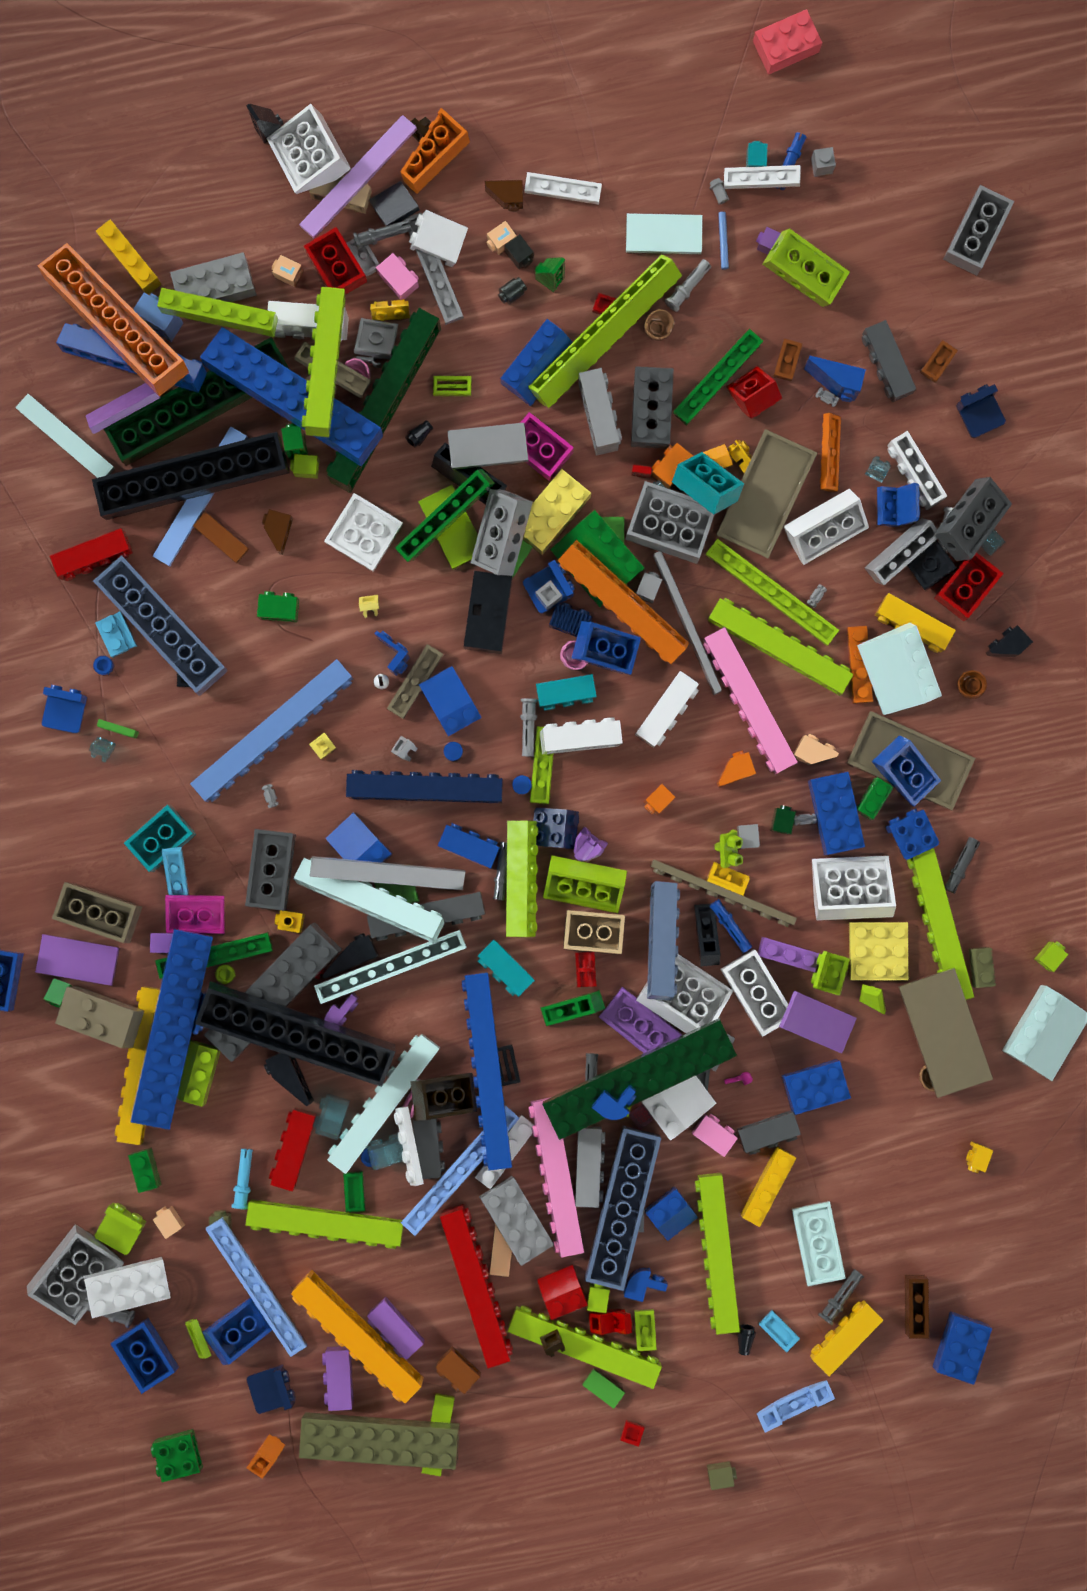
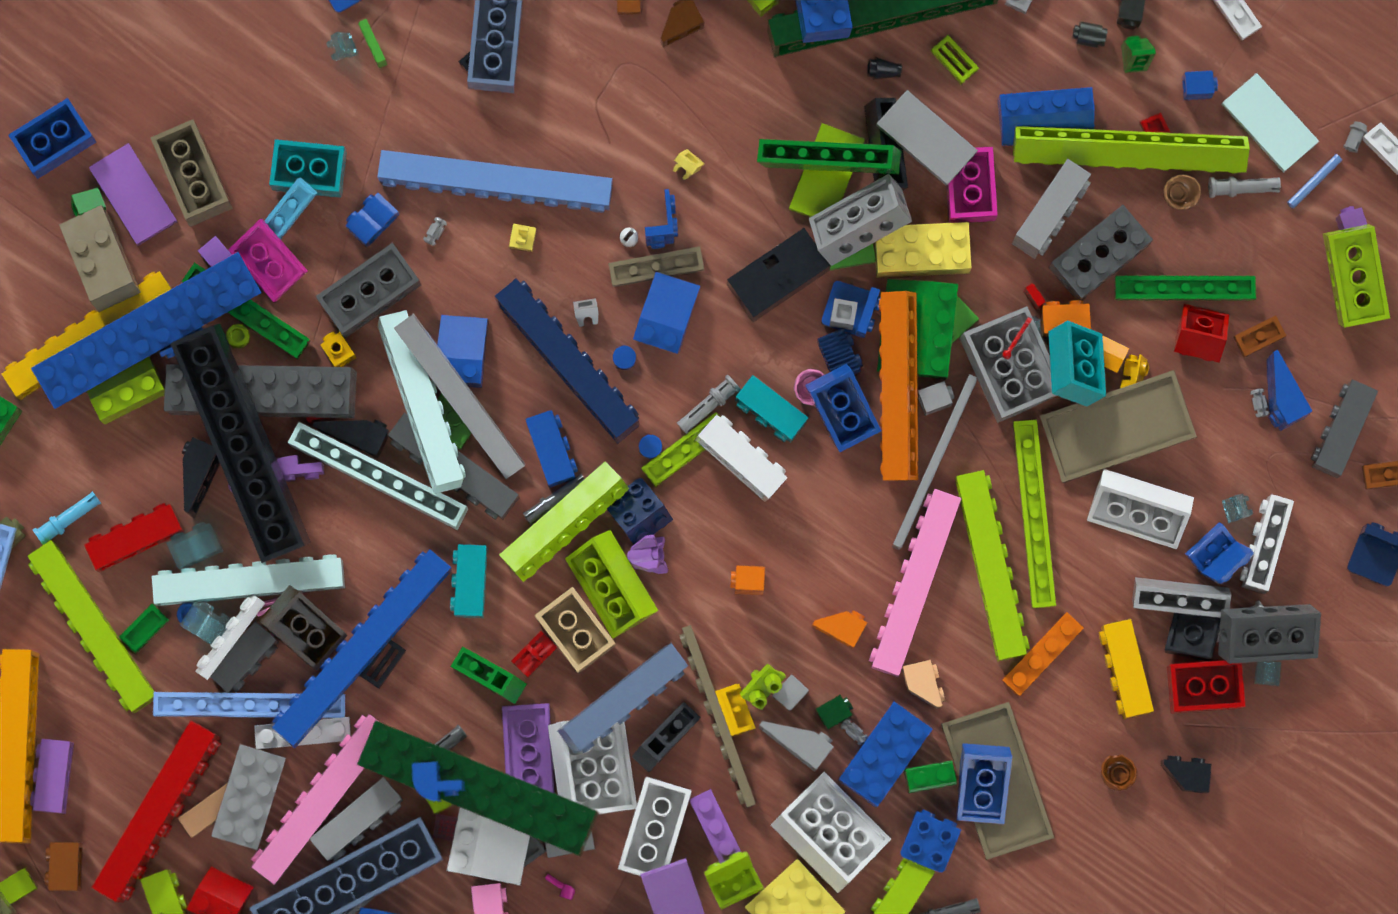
camera: 50 degrees right, 5 degrees down
(228, 828) = (371, 219): none -> blue brick
(278, 607) = (611, 85): green brick -> none
(363, 532) = (748, 100): white plate -> none
(603, 254) = (1199, 85): none -> blue brick
(664, 520) = (1007, 353): none -> red hinge
(666, 710) = (838, 514): white brick -> none
(726, 919) = (694, 750): blue pin -> none
(788, 856) = (801, 743): none -> light grey slope
(816, 596) = (1069, 557): light grey piece -> none
(830, 452) = (1211, 451): orange plate -> none
(899, 669) = (1069, 691): light aqua slope -> none

